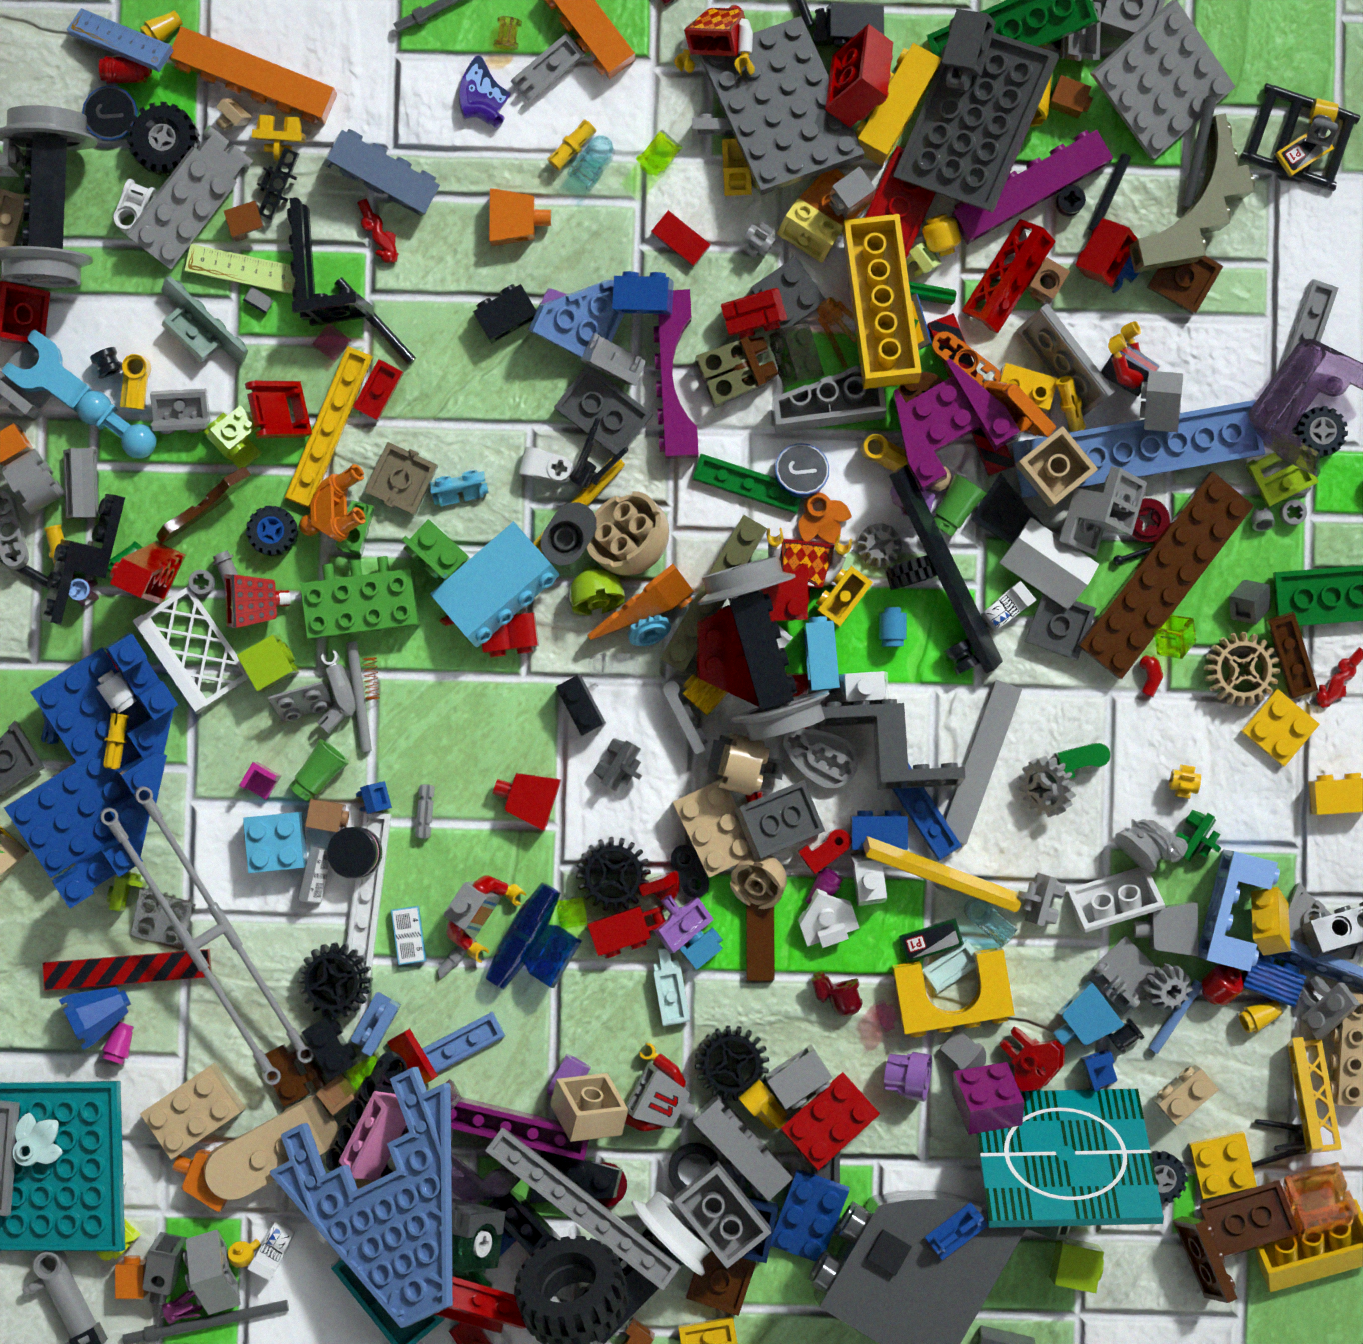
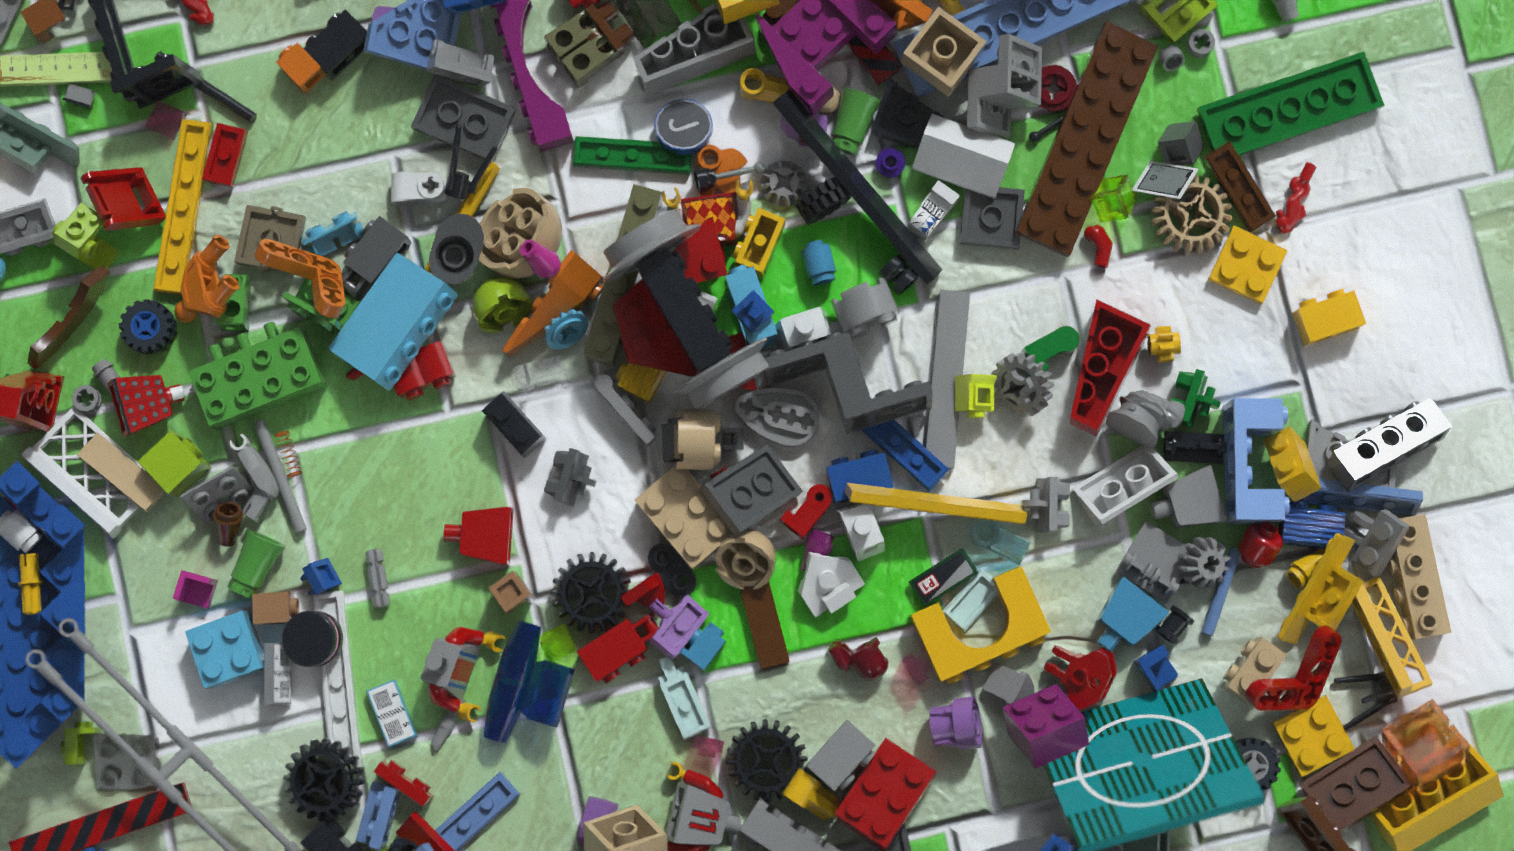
camera: 10 degrees left, 5 degrees down
(218, 658) = (121, 472): none -> tan tile
(304, 726) = (228, 520): none -> reddish brown cone
(413, 1008) = (394, 774): none -> red plate
(440, 519) = (322, 271): none -> orange beam
(466, 325) = (300, 67): none -> orange brick
(490, 517) = (372, 254): none -> dark grey brick
(541, 856) = (511, 592): none -> medium nougat brick
(644, 568) = (542, 260): none -> dark pink cone
(683, 1037) = (707, 746): none -> clear pink plate
(810, 525) = (706, 179): none -> hinge
(822, 662) = (753, 311): none -> blue tile
(924, 680) = (865, 307): none -> light grey brick
(972, 551) = (886, 171): none -> dark purple plate
(1002, 784) = (974, 394): none -> neon yellow window
(1130, 783) = (1108, 358): none -> red wedge
(1187, 880) = (1194, 447): none -> black hinge
(1226, 632) = (1165, 179): none -> sticker
(1232, 1118) = (1307, 685): none -> red beam
(1269, 1045) = (1326, 593): none -> yellow bracket

